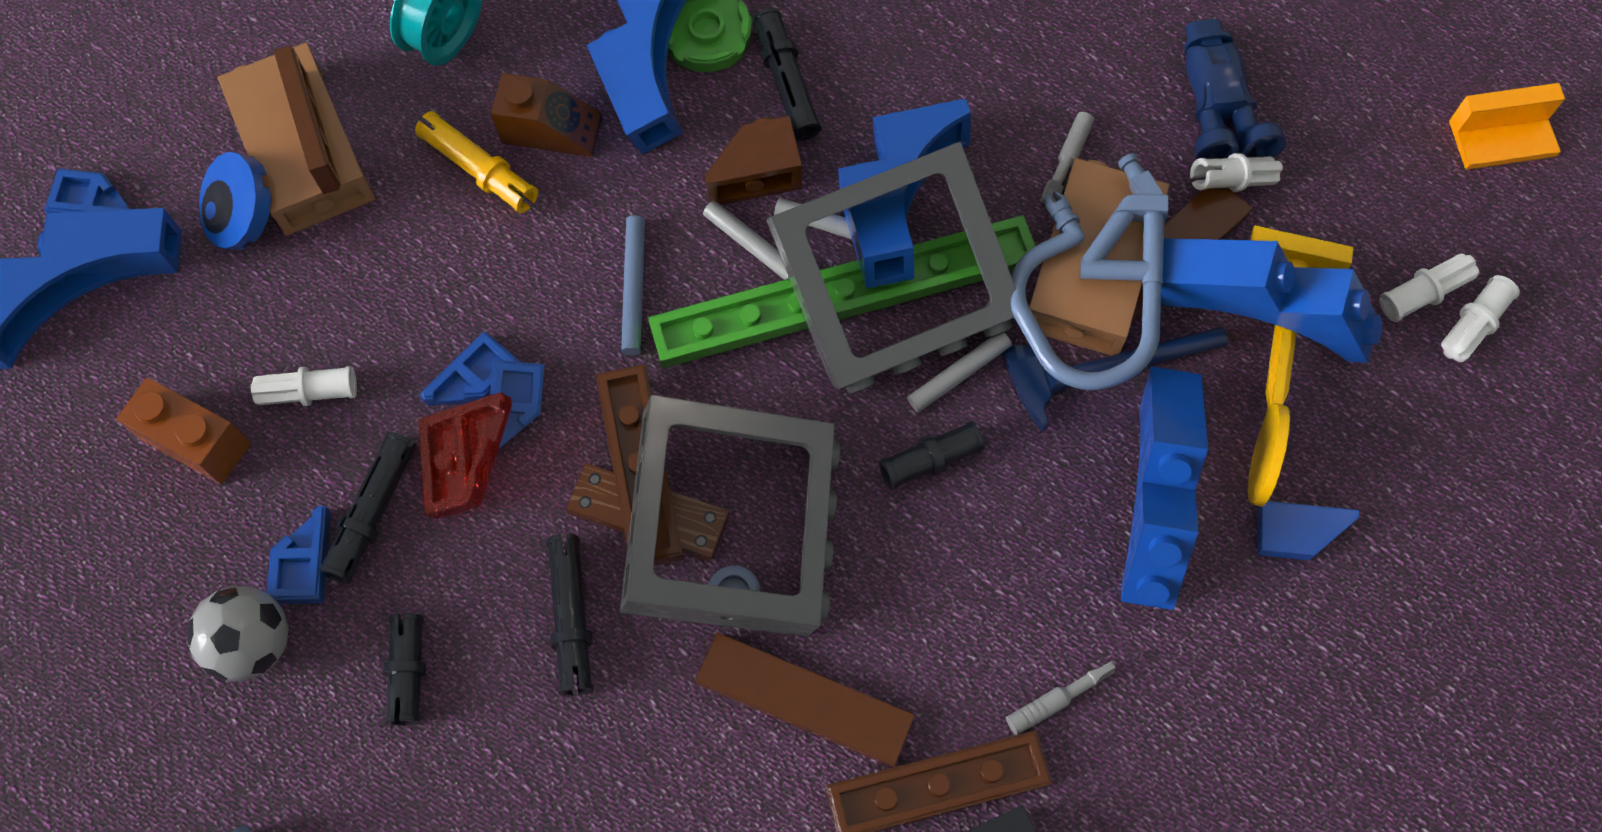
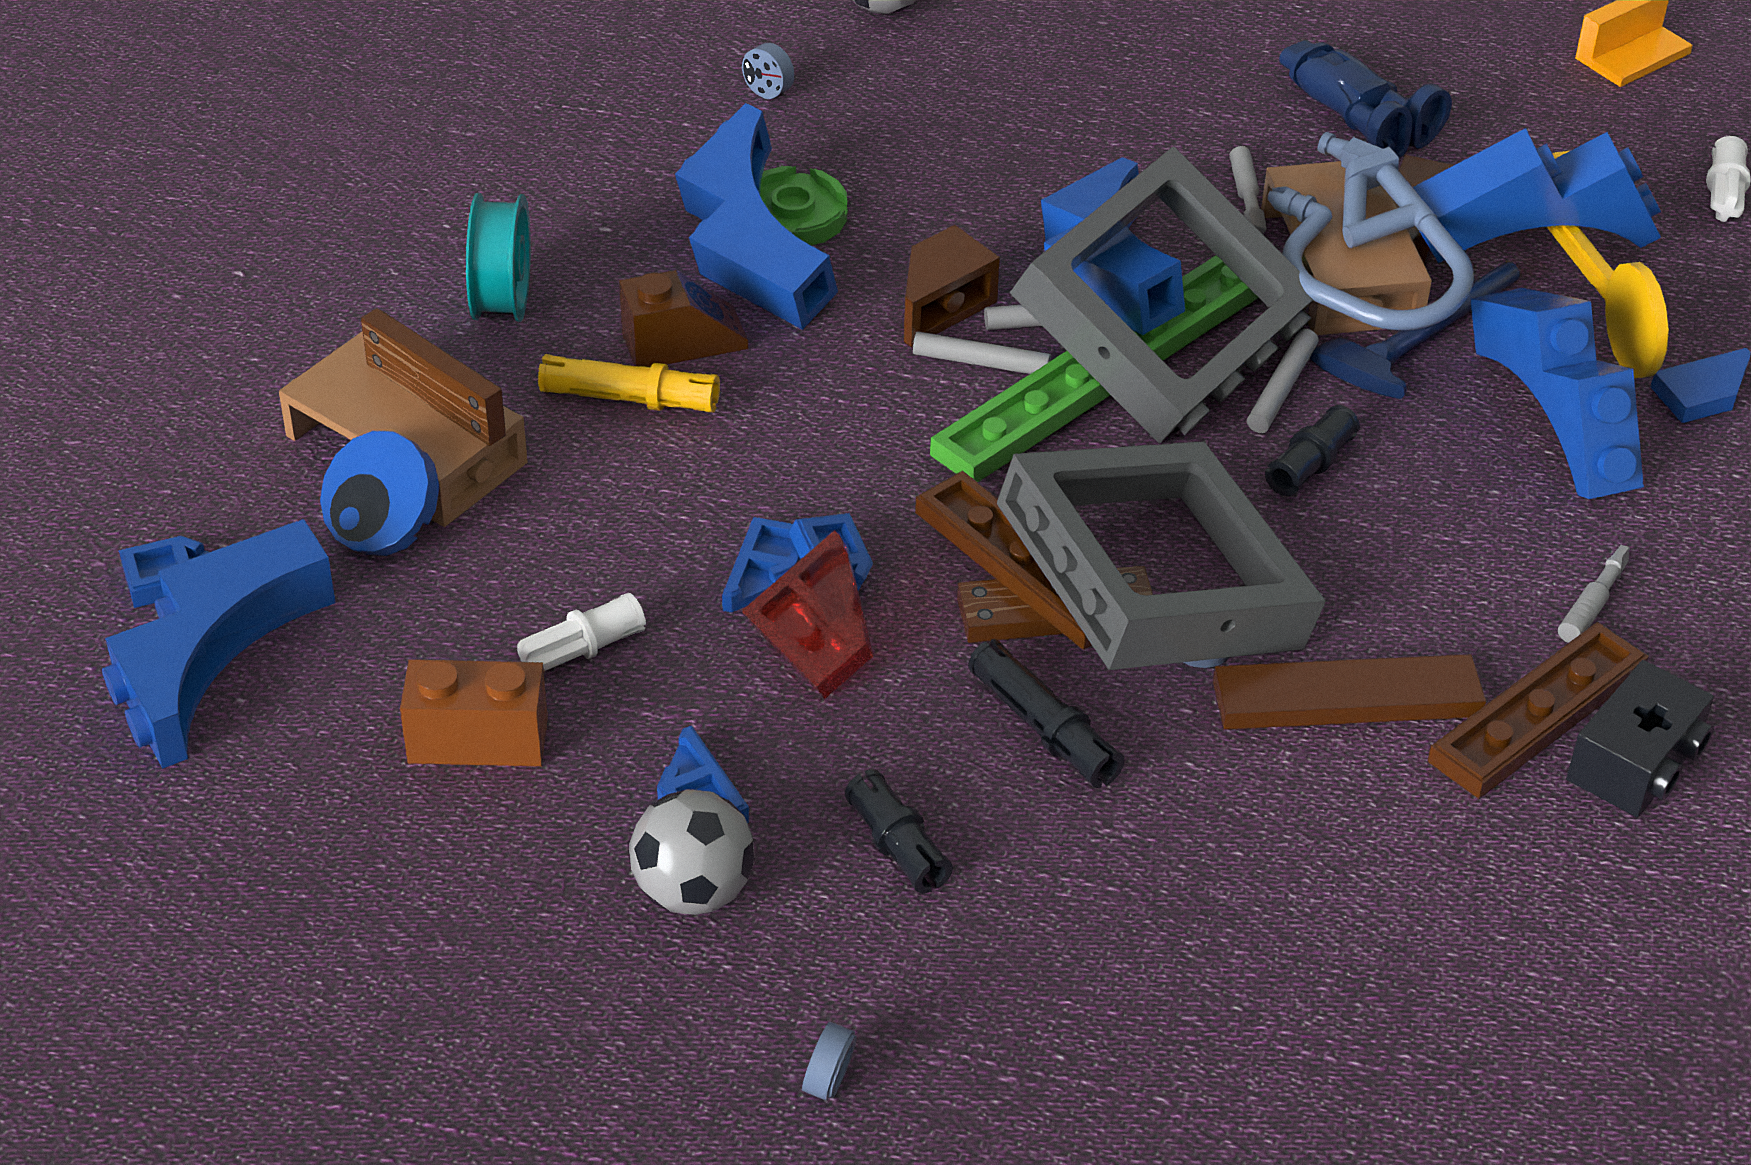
camera: 30 degrees left, 25 degrees down
(363, 517) = (746, 726): black pin -> none
(633, 286) = (885, 430): sand blue bar -> none
(780, 57) = (894, 199): black pin -> none
(1235, 172) = (1422, 139): white axle -> none
(1428, 287) = (1667, 167): white axle -> none

